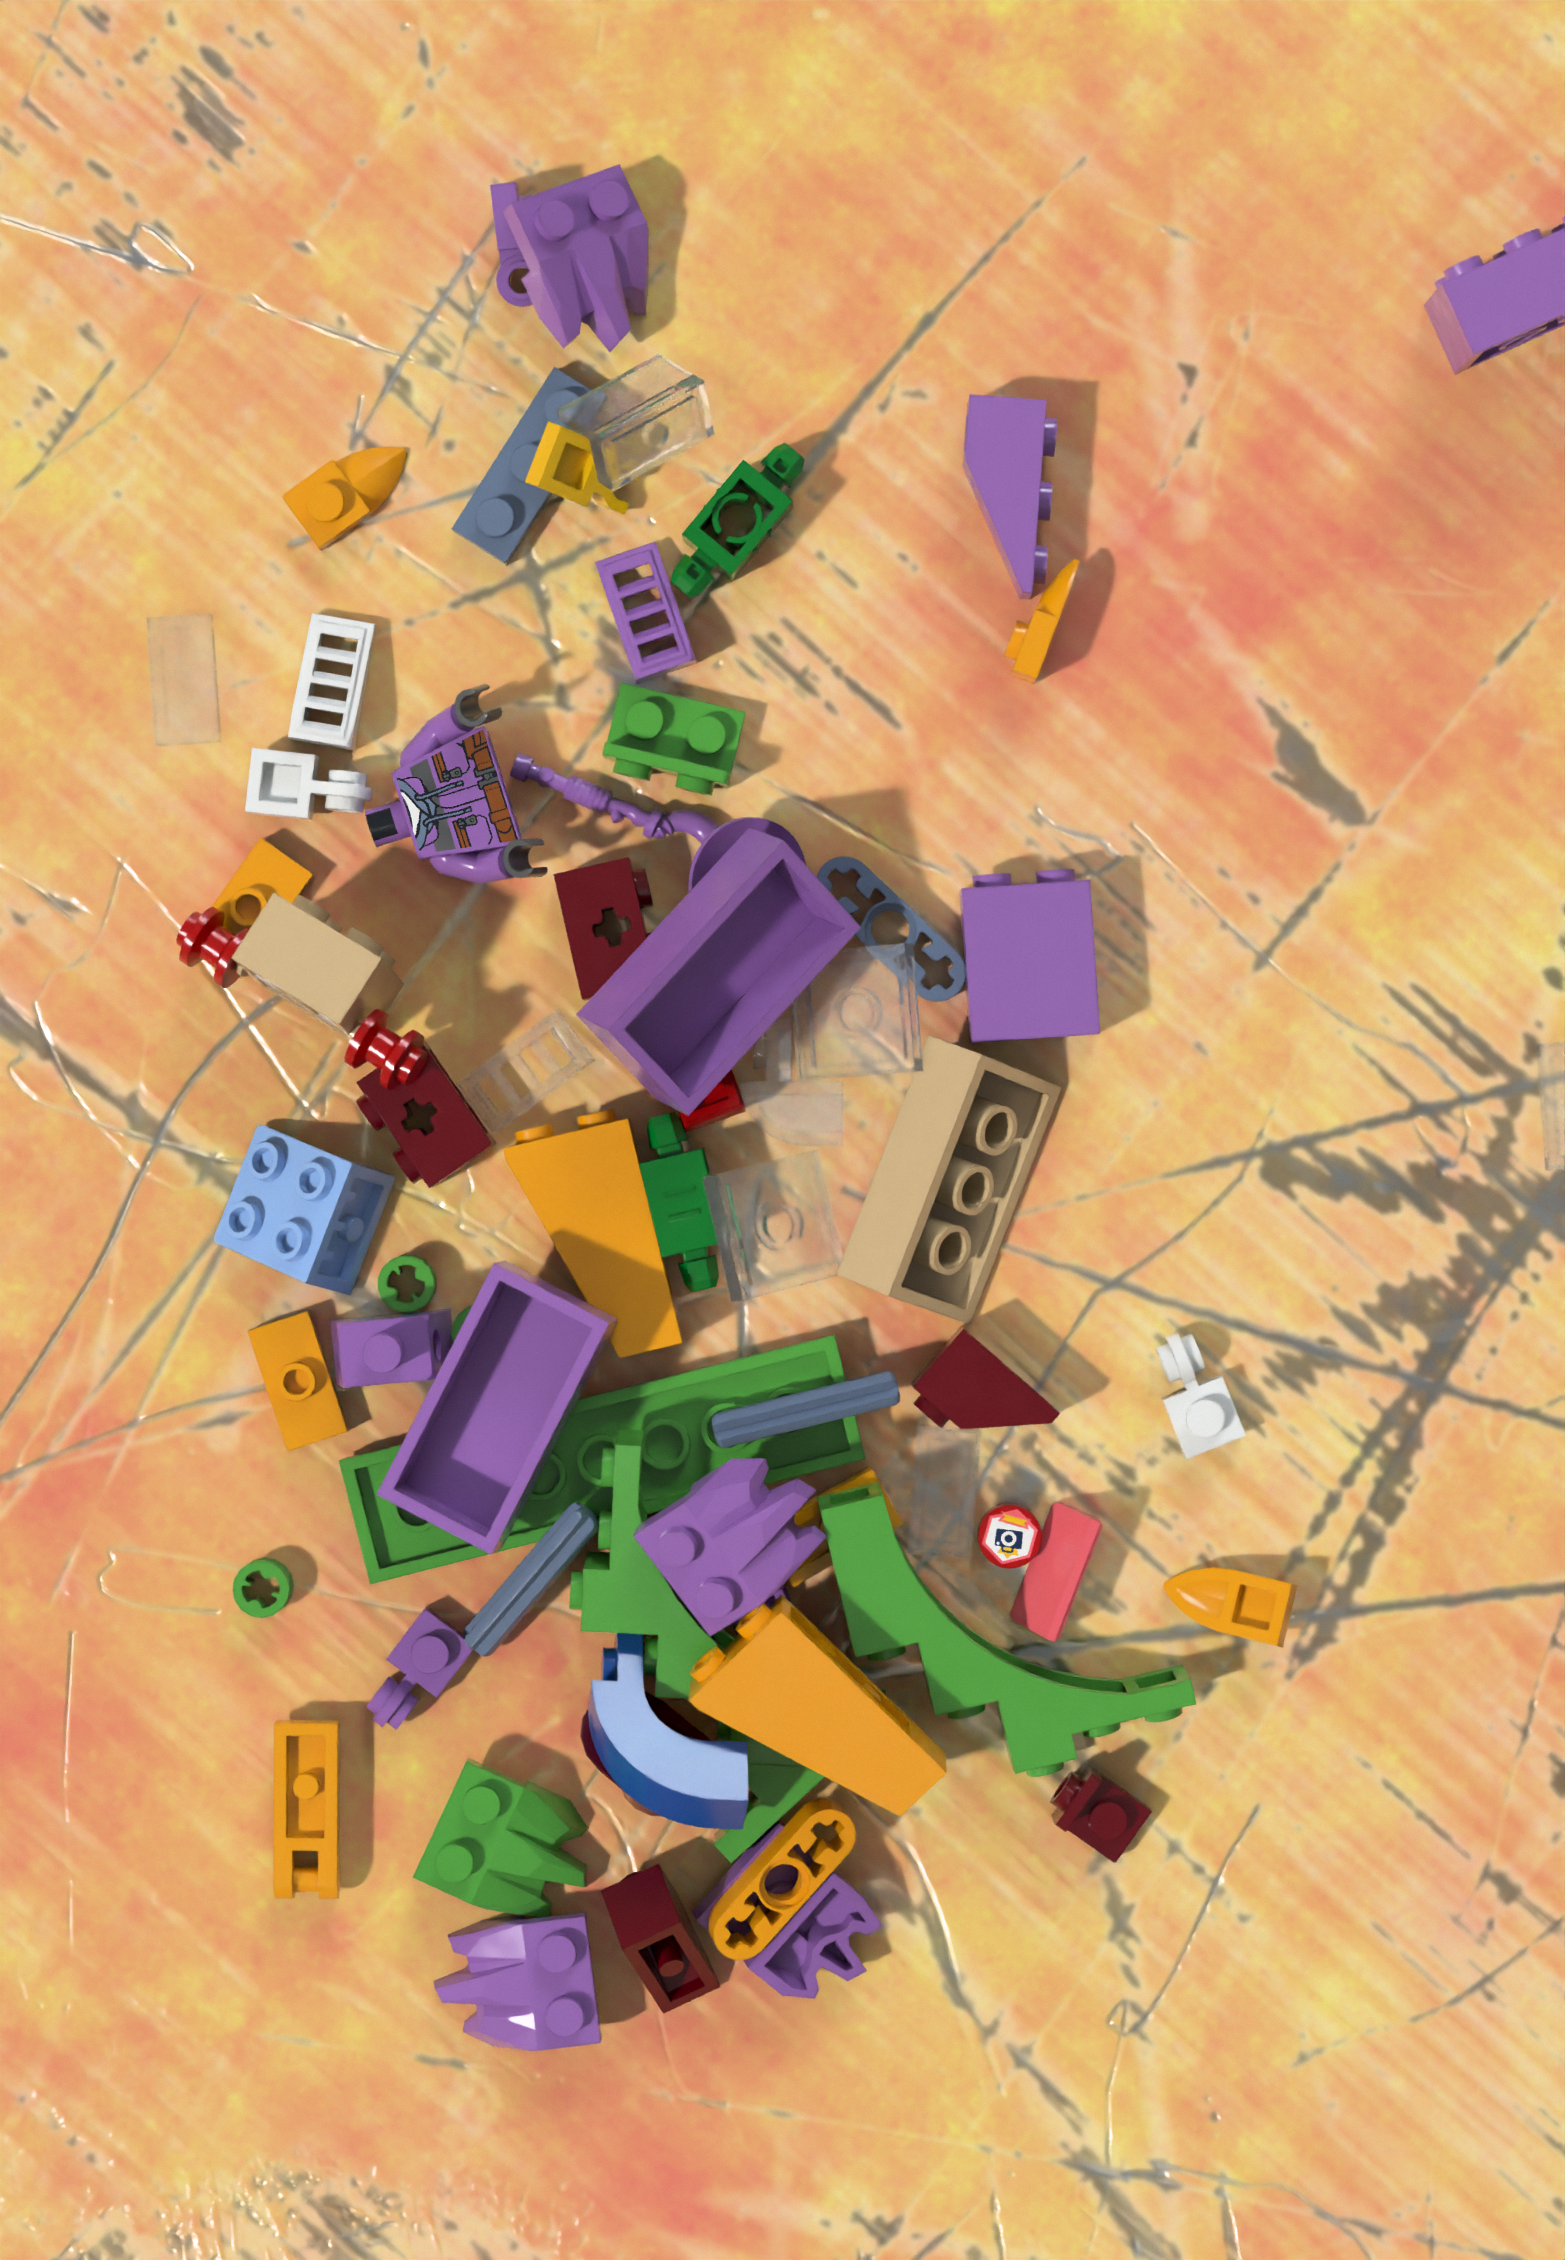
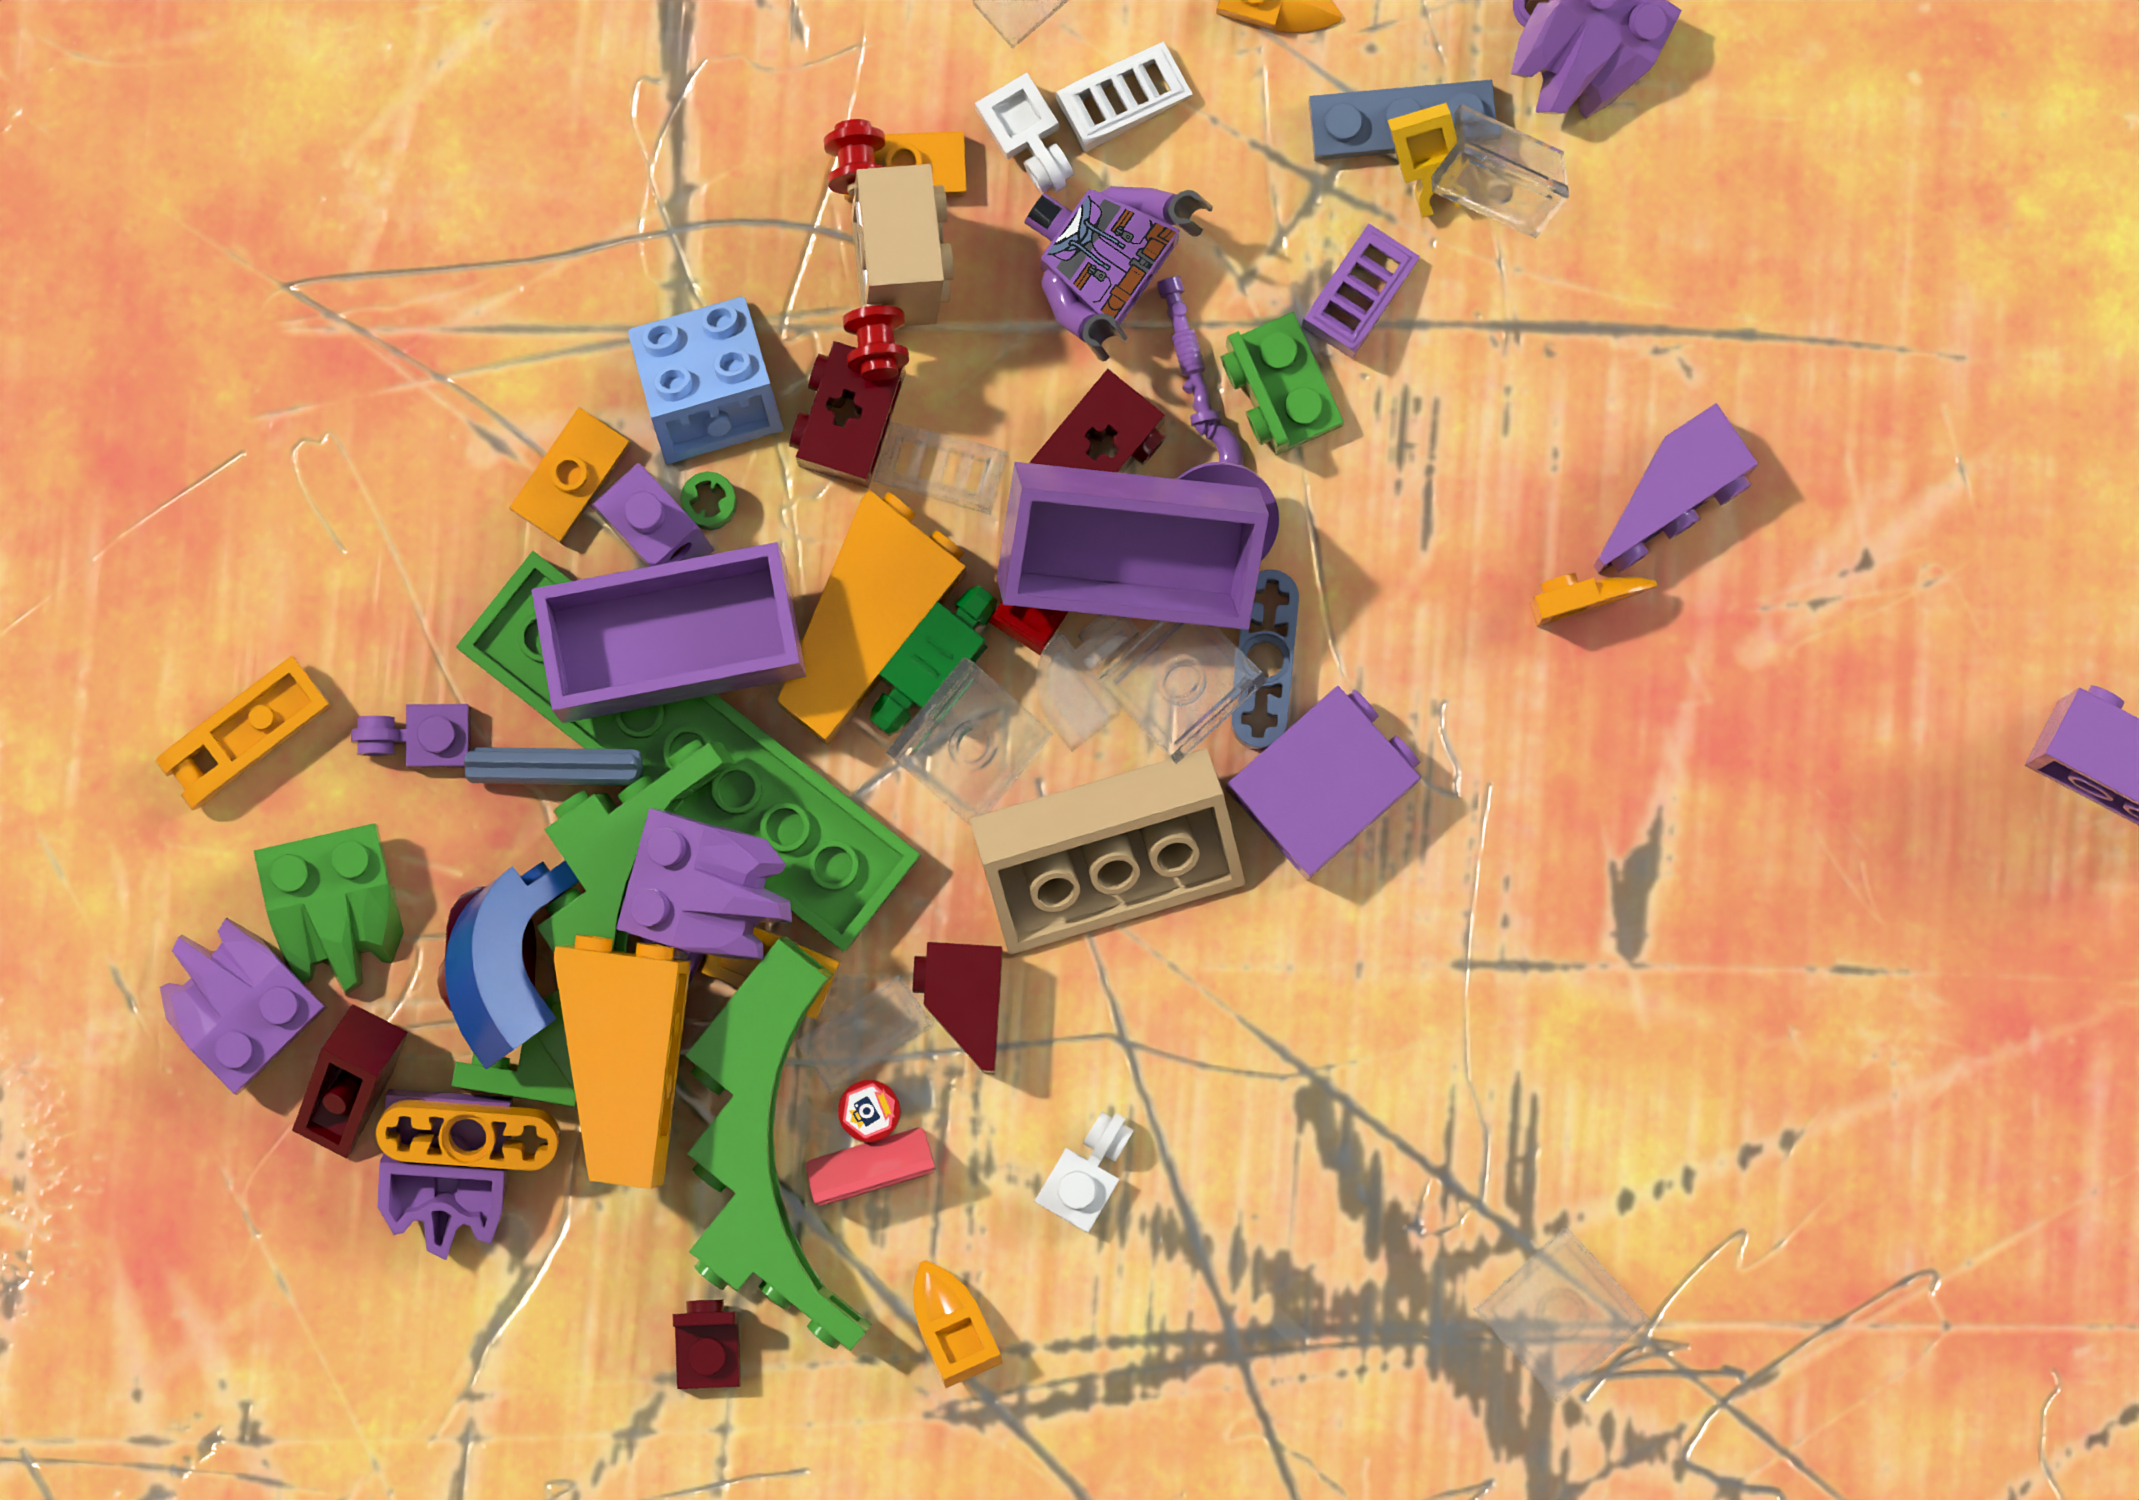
camera: 50 degrees right, 5 degrees down
(257, 1606) = (372, 577): bright green bush -> none
(780, 469) = (1548, 307): green piece -> none
(805, 1409) = (847, 874): sand blue axle -> none

